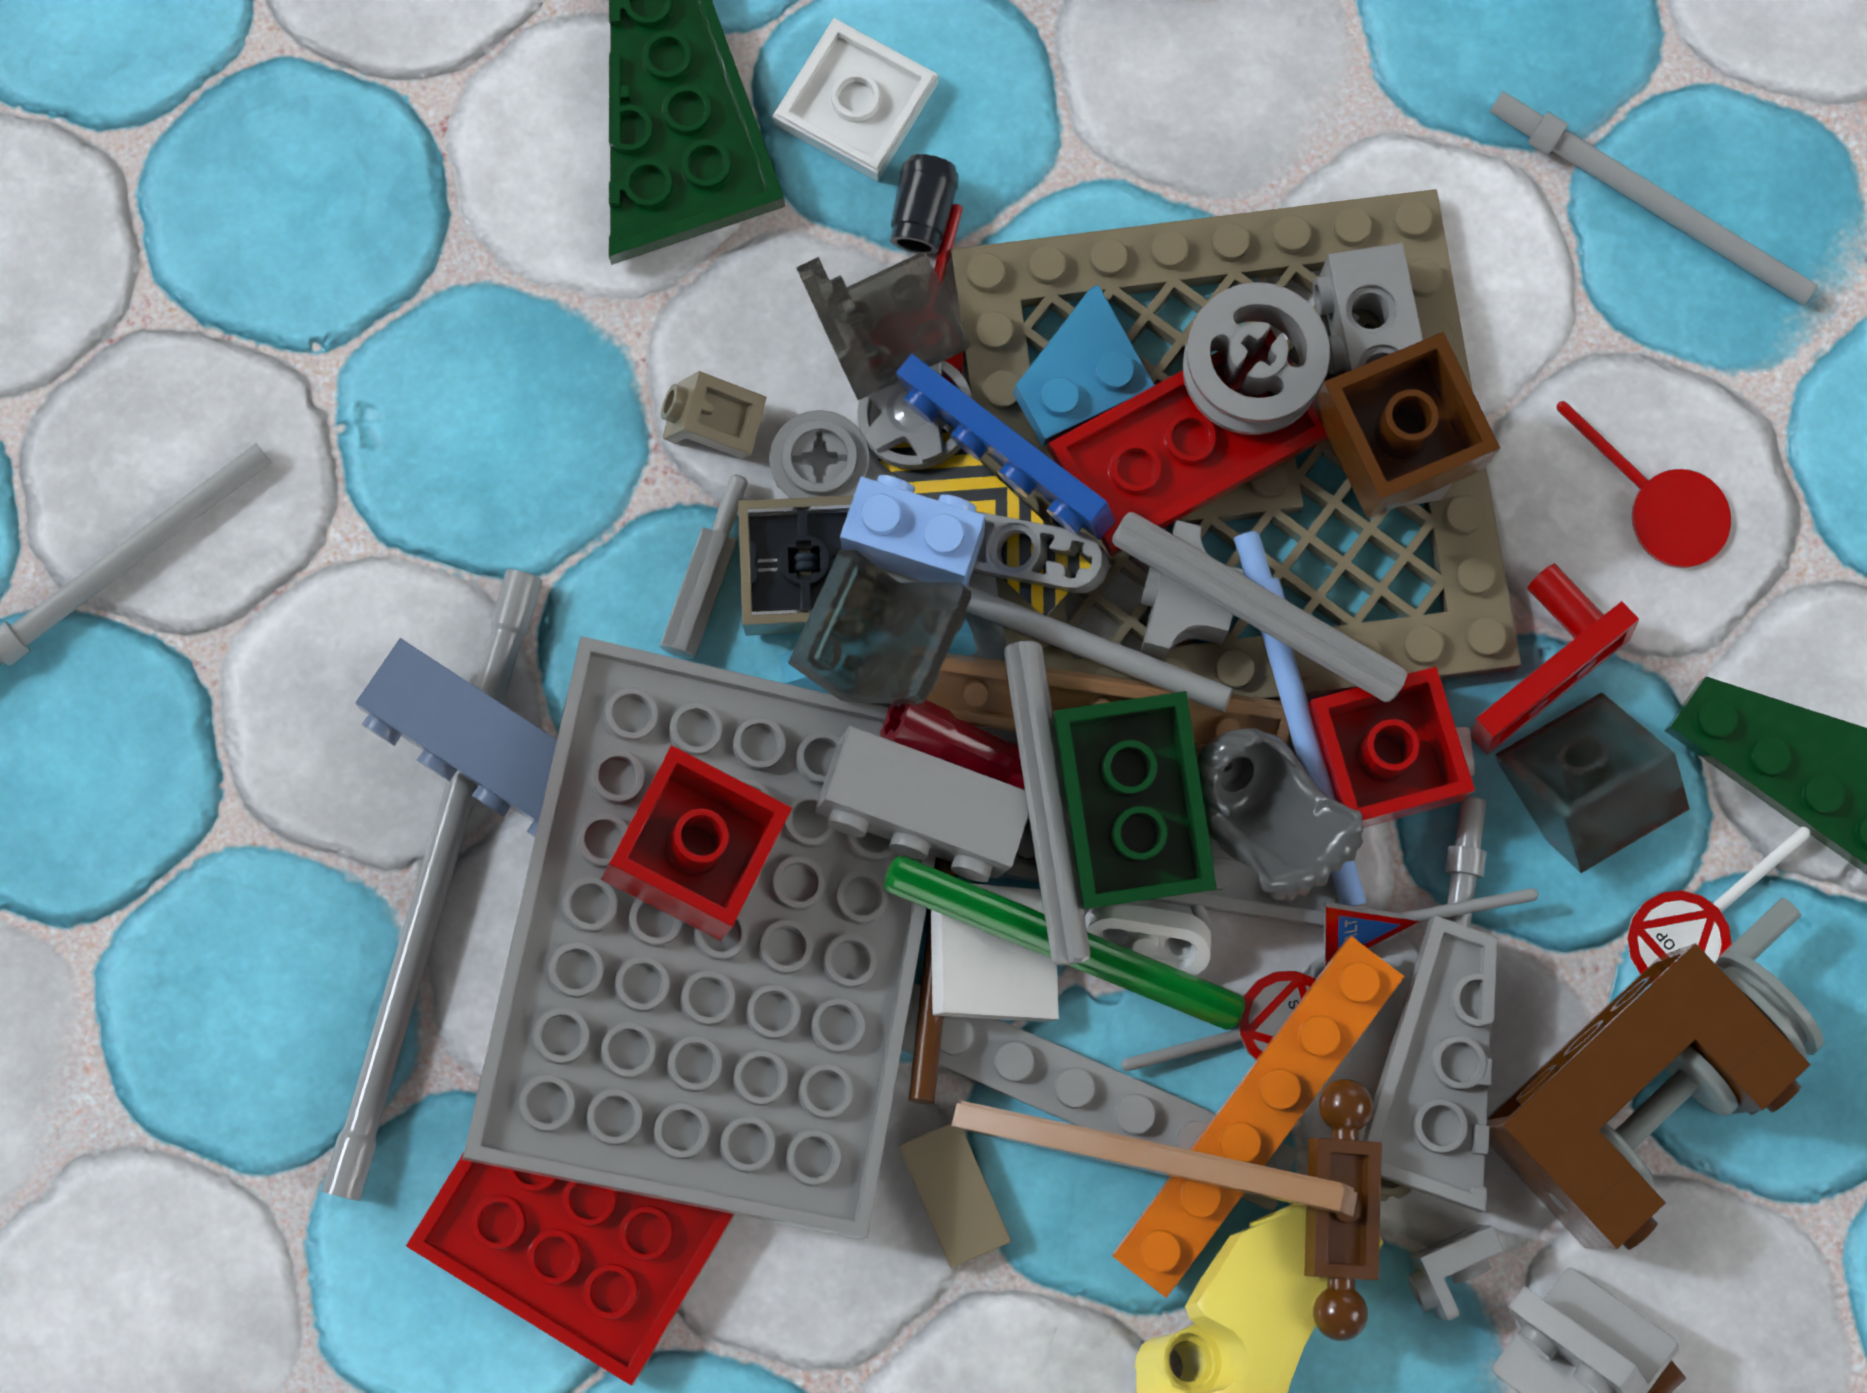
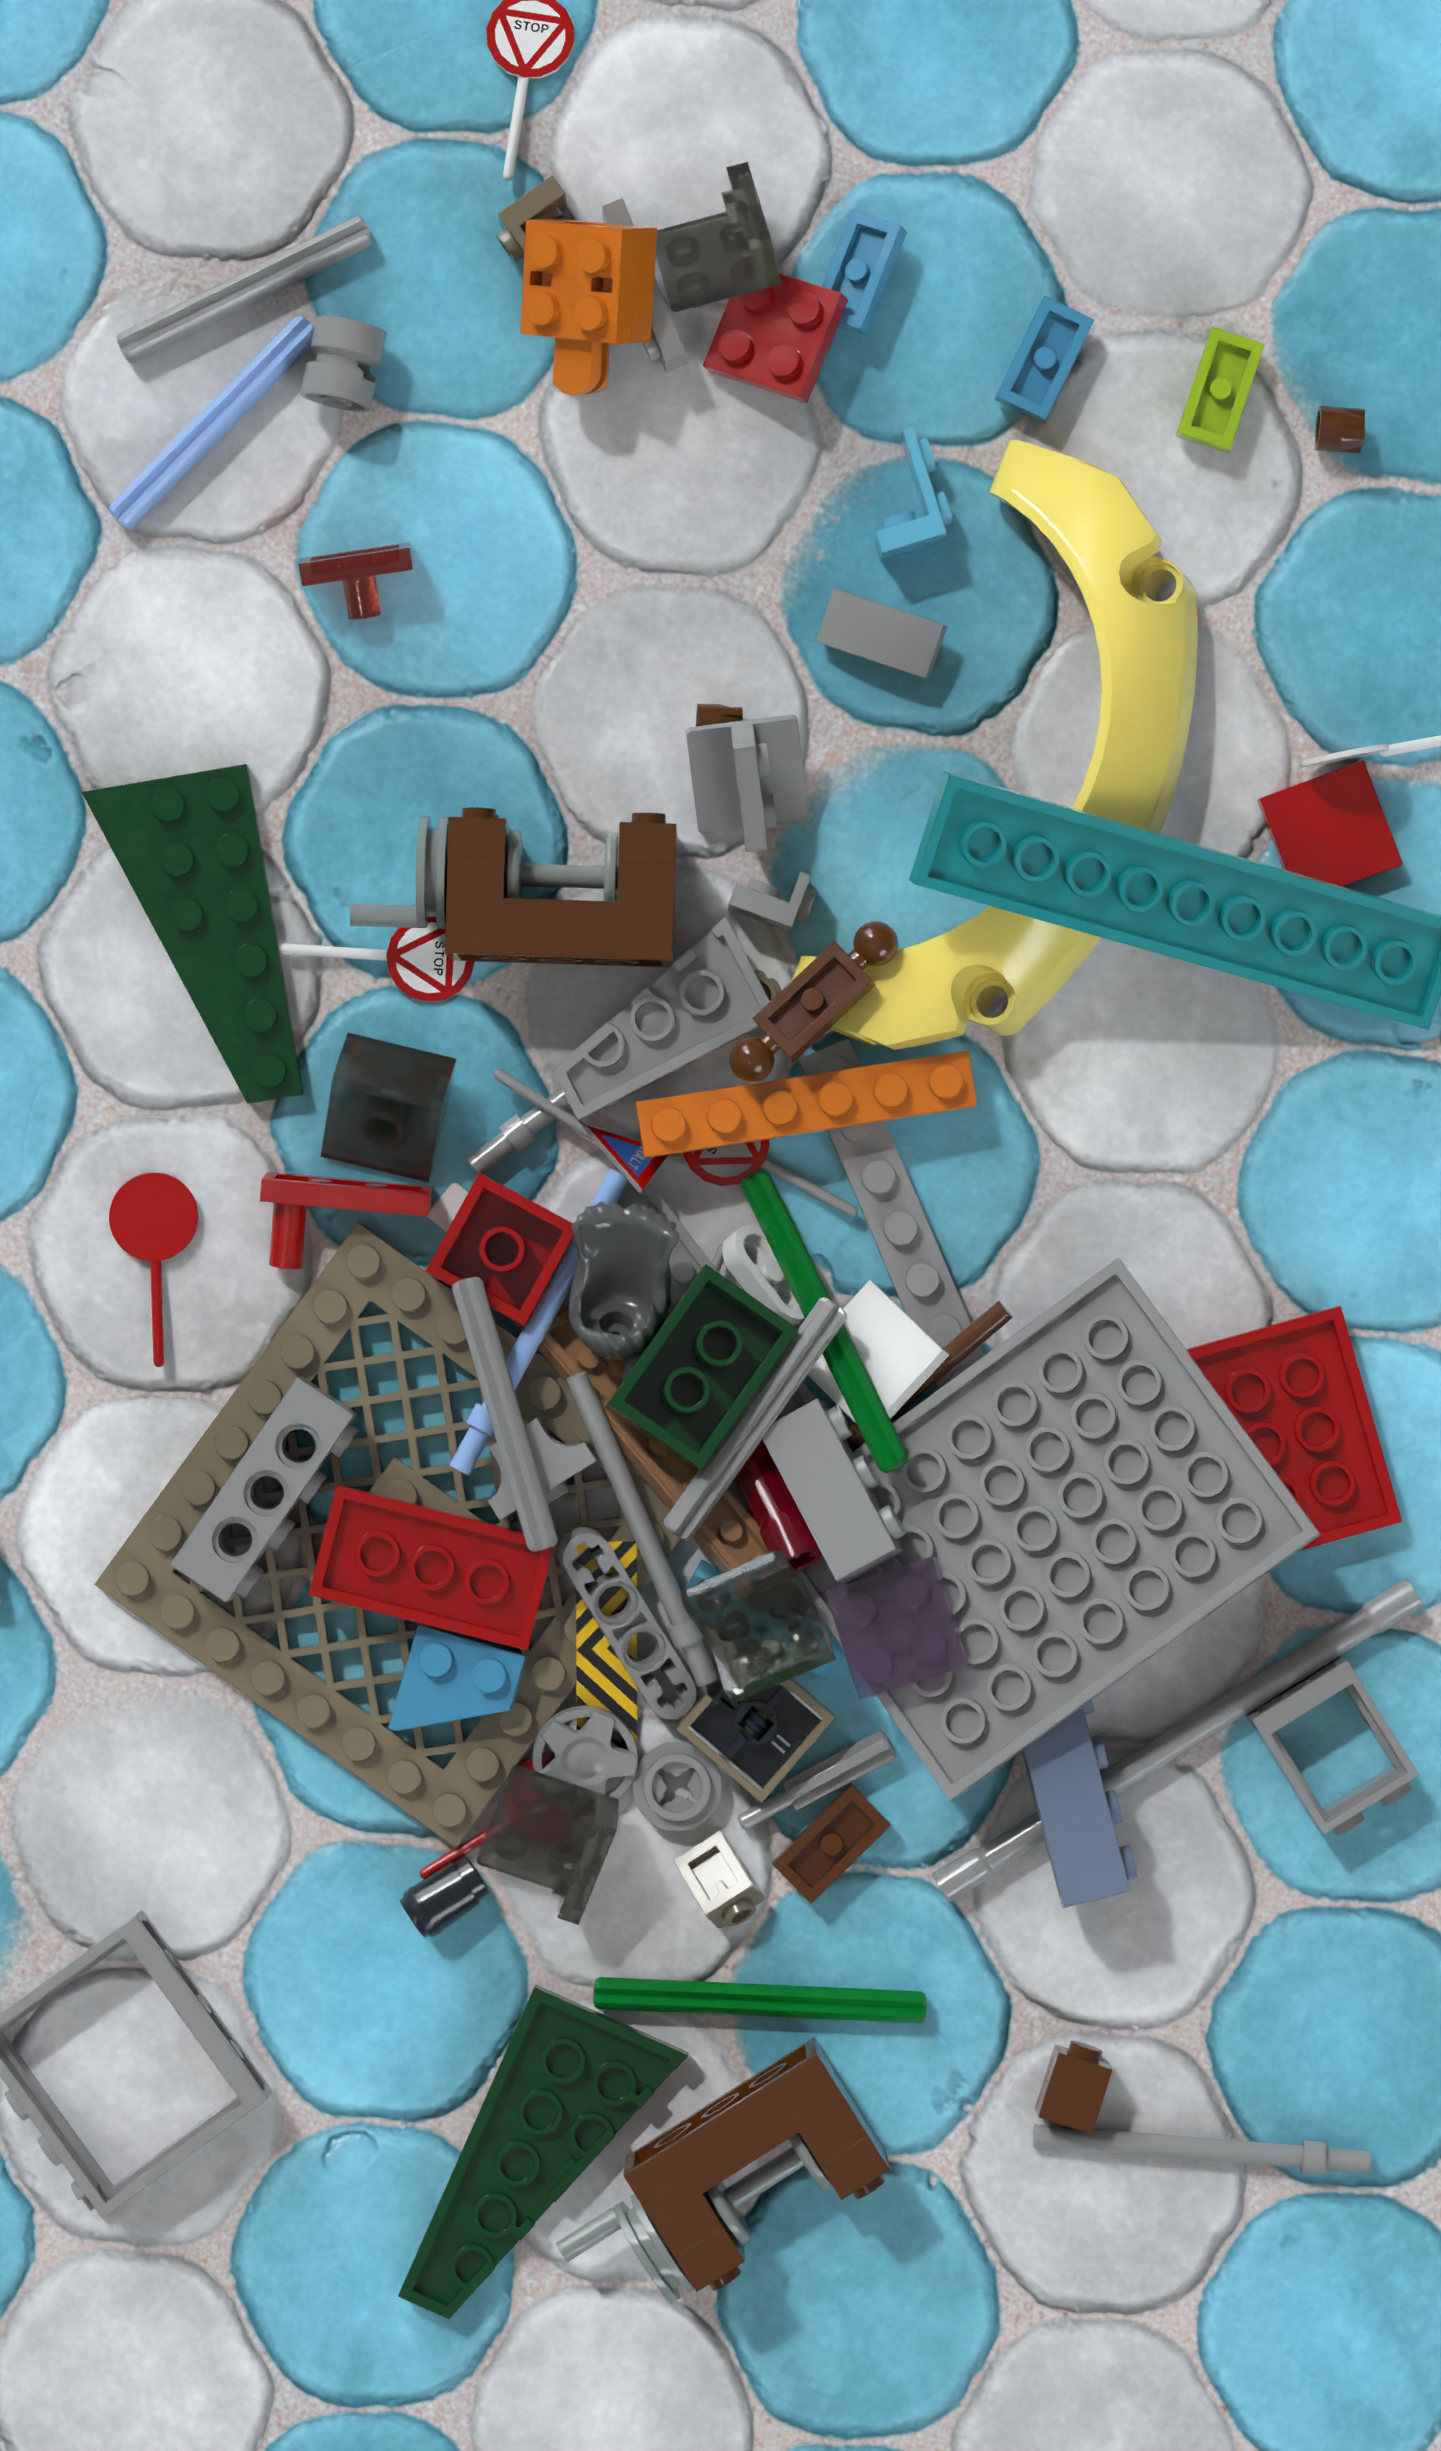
camera: 135 degrees left, 10 degrees up
(263, 516) = (1074, 2086): none -> reddish brown brick
(356, 1015) = (1303, 1697): none -> light grey window
(494, 127) = (682, 2213): none -> reddish brown piece
(590, 356) = (759, 2000): none -> green axle
(649, 528) = (831, 1843): none -> reddish brown plate
(697, 843) = (1002, 1594): red brick -> none
(764, 730) = (897, 1628): none -> clear purple plate
(855, 99) = (416, 2016): white tile -> none
(913, 532) = (676, 1669): light blue brick -> none
(954, 1194) = (1035, 1234): dark tan tile -> none
(1023, 464) = (562, 1648): blue plate -> none
(1156, 1158) = (899, 1140): medium nougat tile -> none
(1218, 330) = (353, 1621): light grey wheel -> none
(1405, 425) = (302, 1440): reddish brown brick -> none

